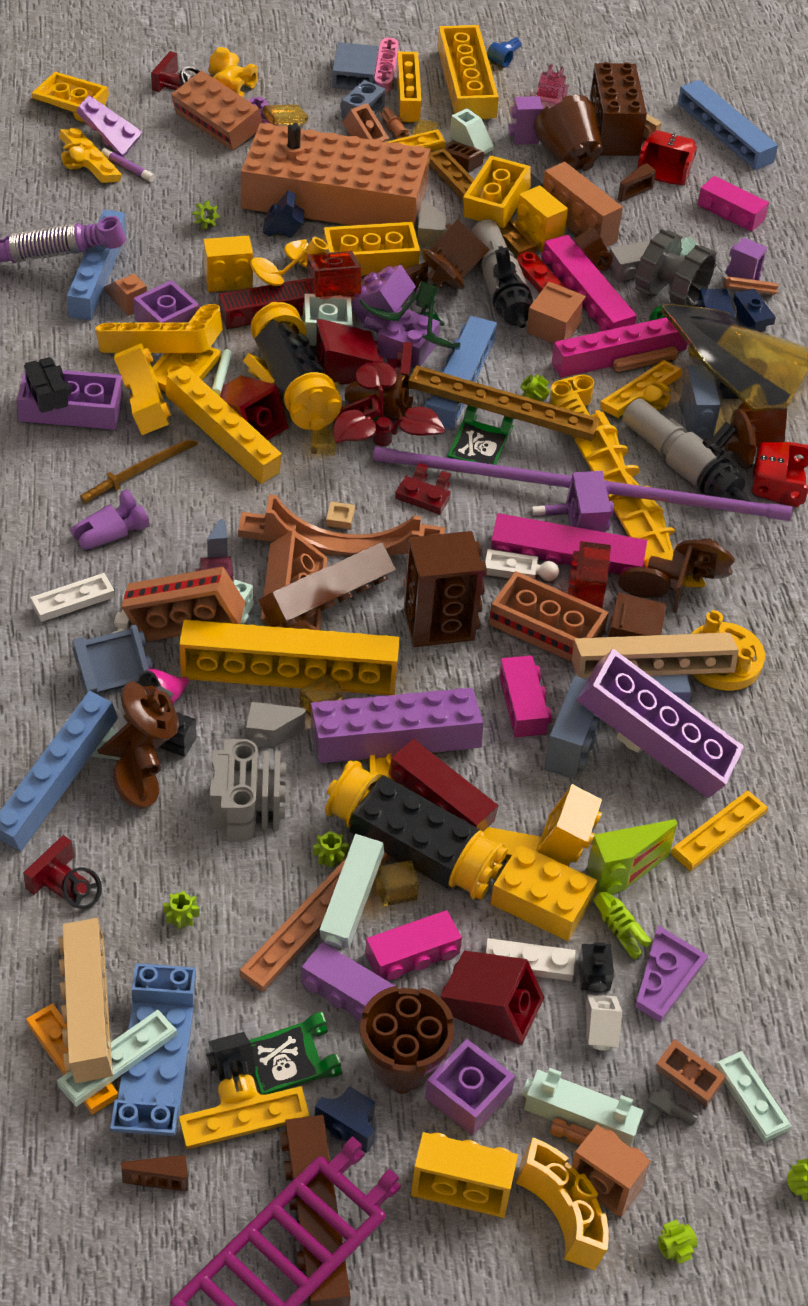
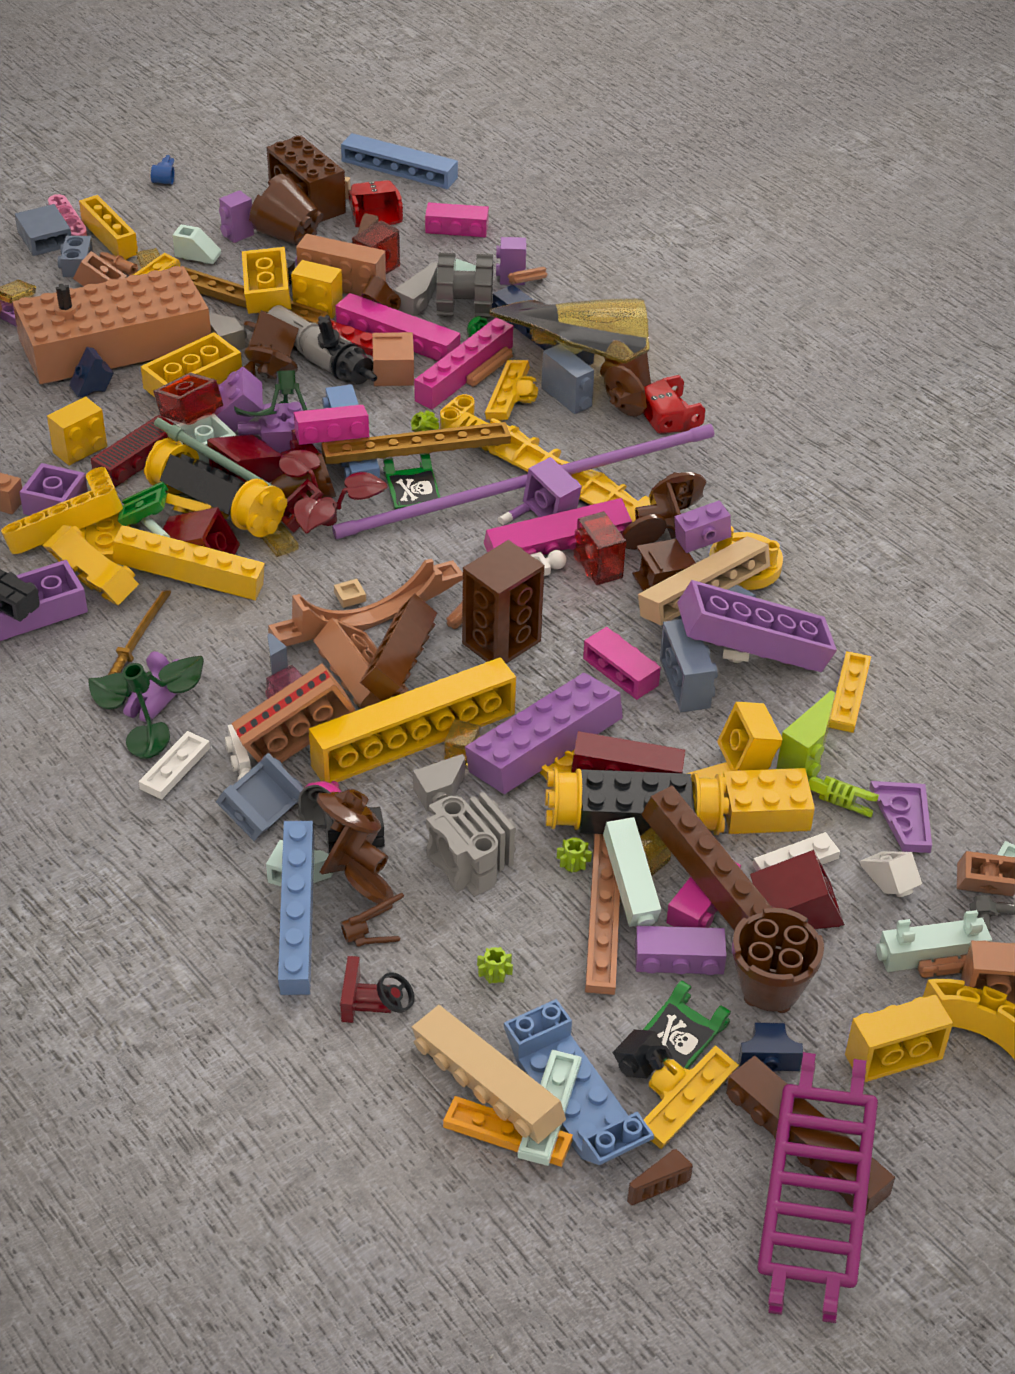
camera: 30 degrees left, 5 degrees down
(82, 507) = (112, 690): none -> dark green plant
(99, 815) = (356, 926): none -> reddish brown plant
(199, 213) = (15, 400): lime gear -> none
(224, 354) = (143, 504): none -> green plate
(292, 303) = (177, 434): none -> sand green bar
(296, 251) = (127, 398): yellow plant -> none
(421, 912) = (703, 857): none -> reddish brown brick
(422, 494) = (401, 547): dark red plate -> none
(434, 352) = (331, 424): none -> dark pink brick
(466, 155) = (206, 264): reddish brown slope -> none
(467, 70) = (148, 196): yellow brick -> none
(469, 1086) = (845, 975): medium lavender brick -> none
(545, 615) = (592, 593): nougat brick -> none
(552, 86) = (230, 180): clear pink brick -> none
(596, 967) = (853, 835): black brick -> none
(636, 199) = (382, 237): none -> clear red brick
(687, 453) = (589, 421): light grey piece -> none
(687, 603) = (703, 526): none -> medium lavender brick
(753, 310) = (546, 291): dark blue brick -> none

